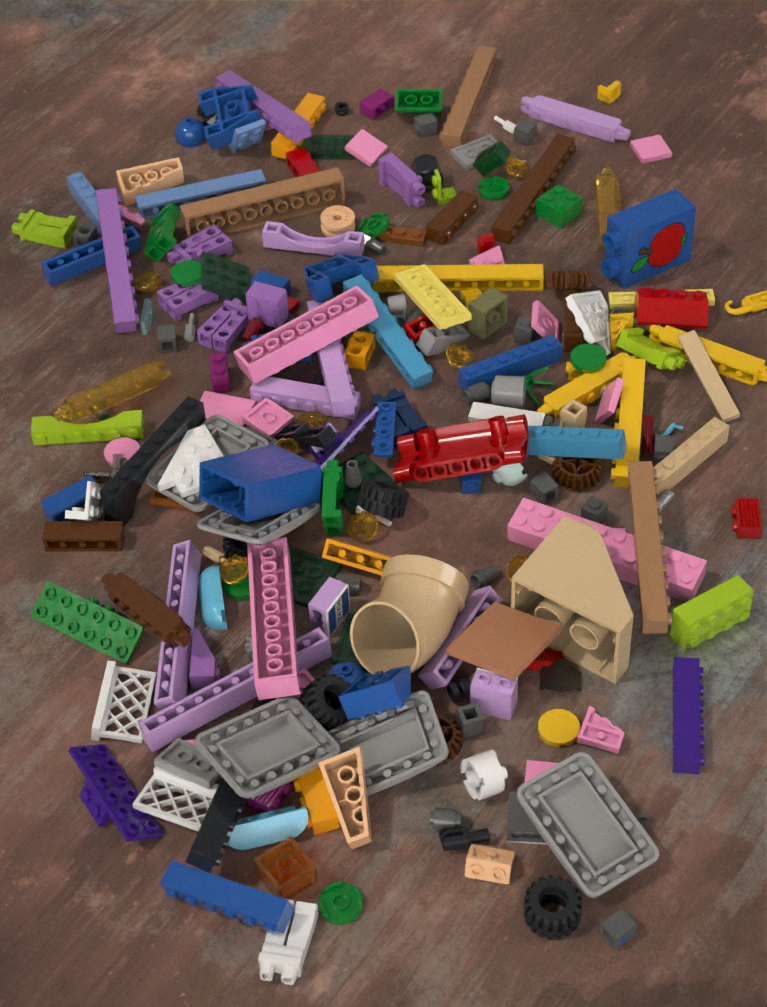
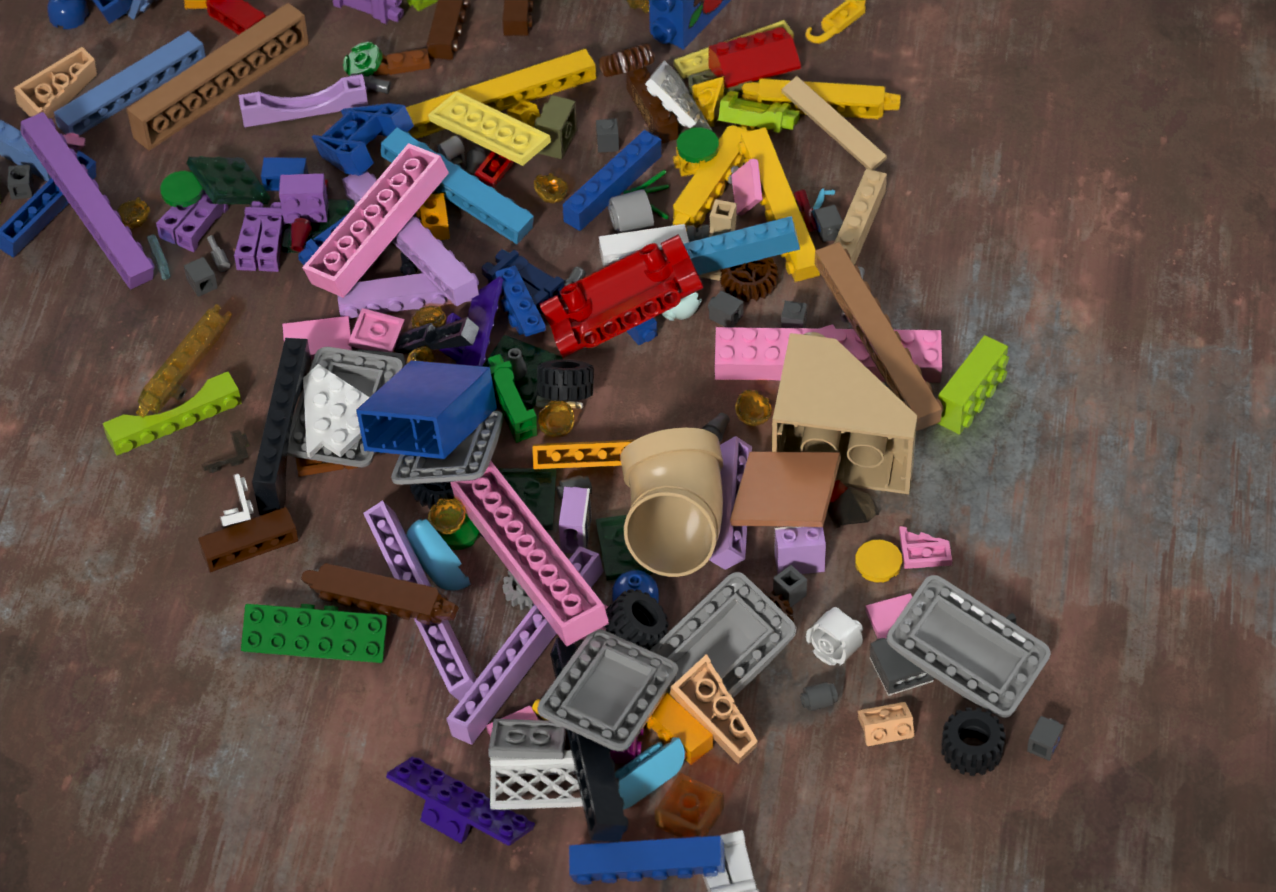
camera: 25 degrees left, 5 degrees up
(69, 497) = (208, 504): blue brick -> none
(107, 695) = (389, 714): white fence -> none
(120, 446) = (226, 421): bright pink tile -> none
(161, 232) = (117, 148): green hips -> none
(202, 663) = (473, 634): medium lavender slope -> none
(208, 240) = (172, 151): medium lavender hips -> none
(213, 554) = (409, 508): tan axle -> none
(219, 373) = (288, 297): magenta brick -> none
(337, 220) = (316, 69): light nougat wheel -> none
(340, 903) = (760, 821): green tile -> none
(377, 693) = (688, 591): blue wedge -> none
(436, 341) = (515, 177): light grey slope -> none
(459, 690) = (759, 558): black wheel -> none
(462, 837) = (845, 708): black arm -> none
(476, 392) = (593, 224): dark grey brick -> none
(485, 243) = (503, 43): red tile -> none
(492, 256) = (516, 60): bright pink wing -> none
(544, 321) = (624, 117): bright pink tile -> none
(686, 715) = (999, 500): dark purple brick -> none
(747, 518) = (952, 269): red brick -> none

